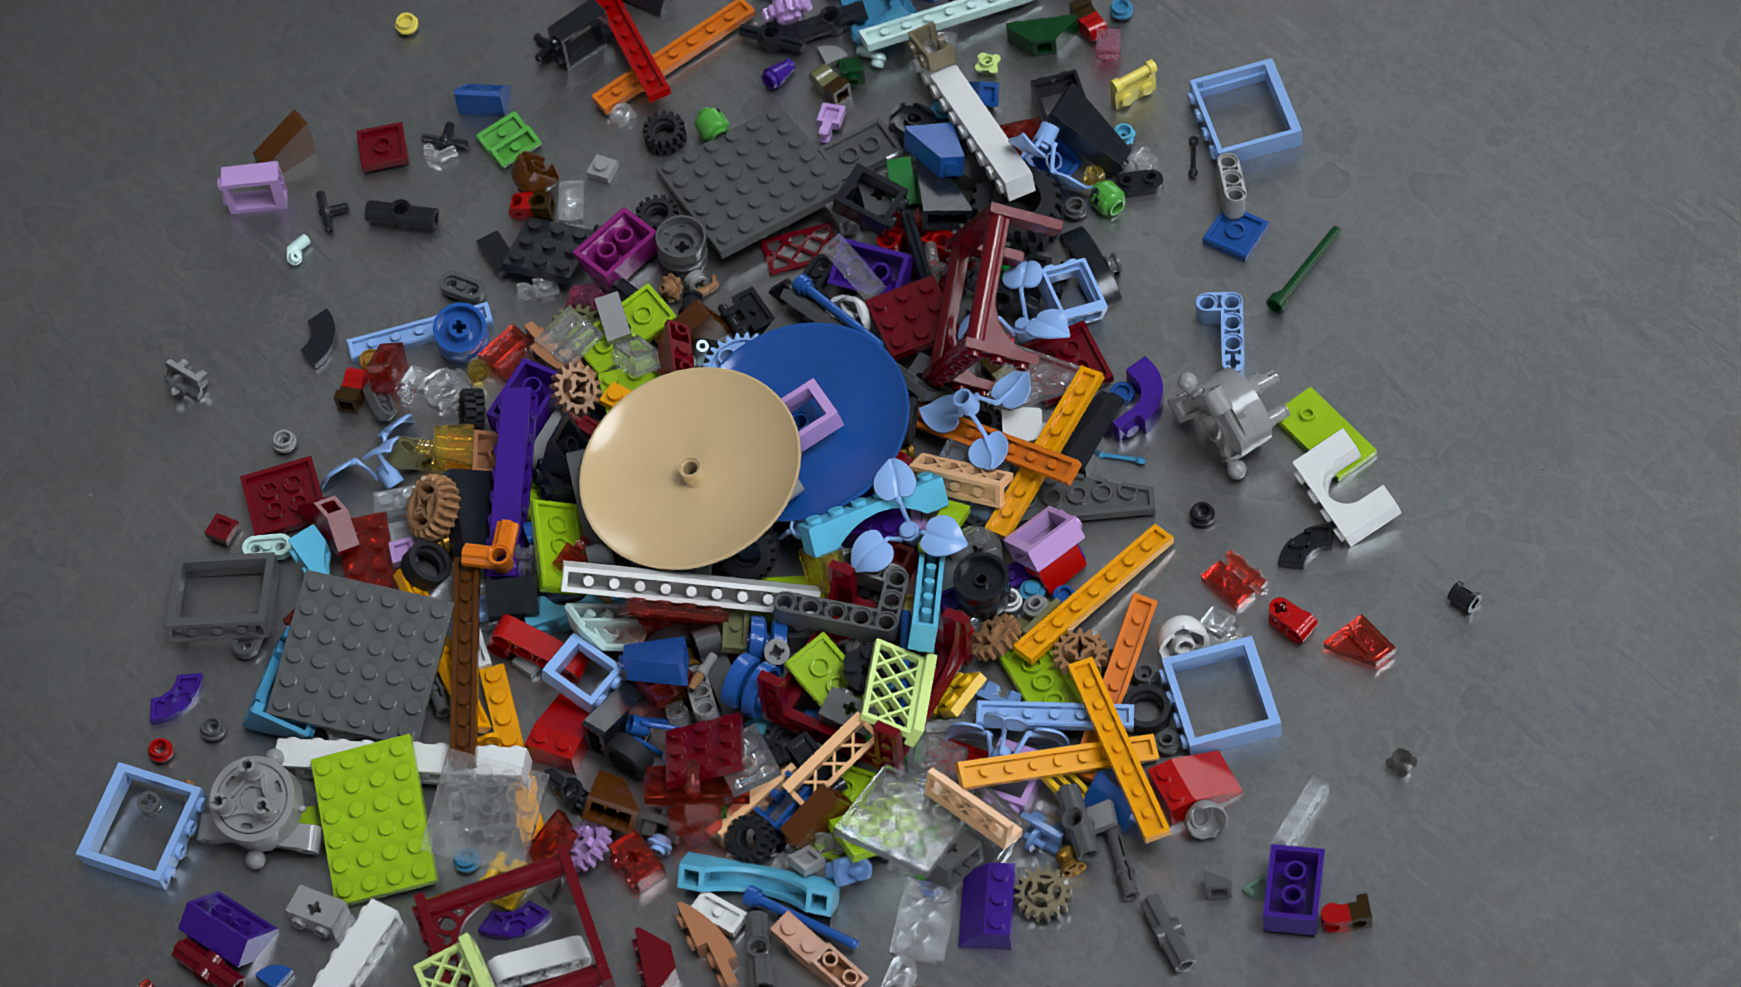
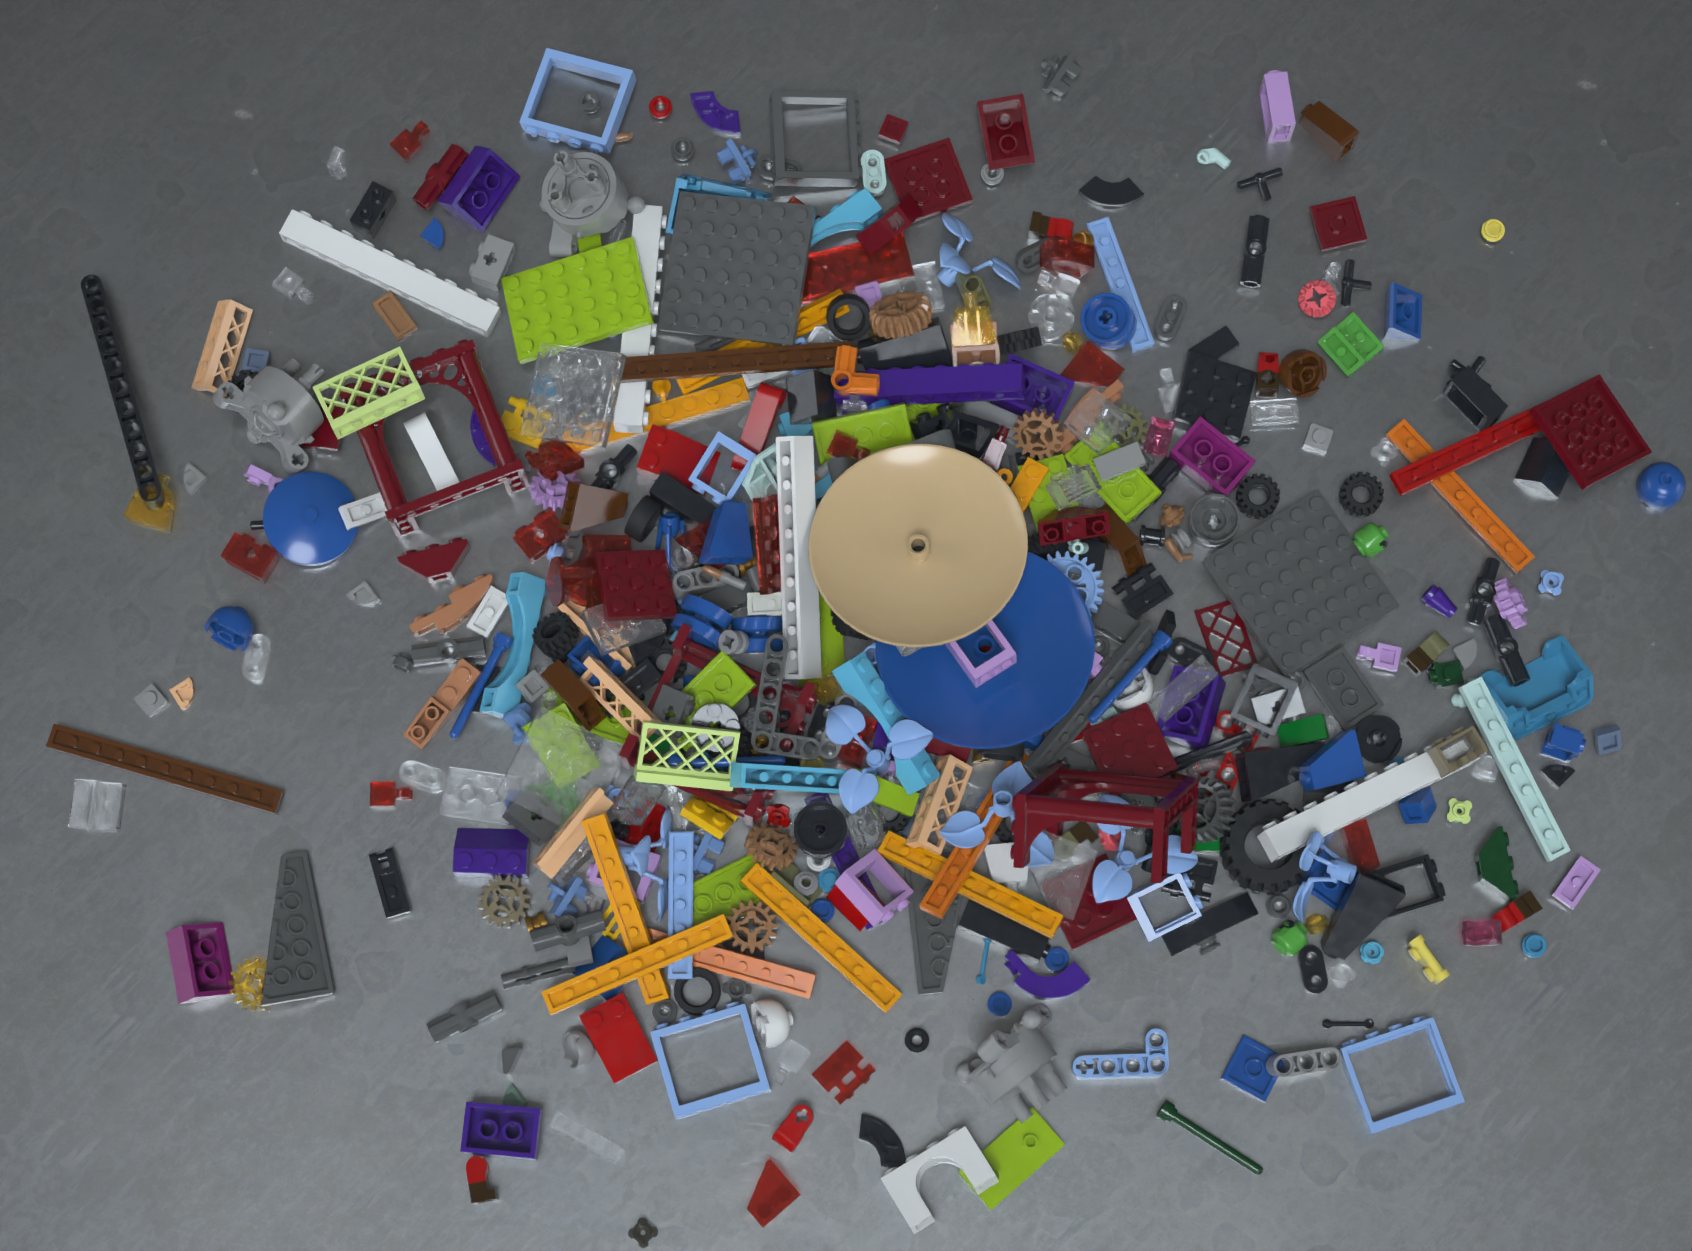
camera: 80 degrees right, 20 degrees up
(235, 671) = (741, 171): none -> medium blue hips
(242, 423) = (1005, 132): none -> dark red slope
(451, 173) = (1311, 308): none -> coral gear
(1167, 443) = (999, 1004): none -> blue tile

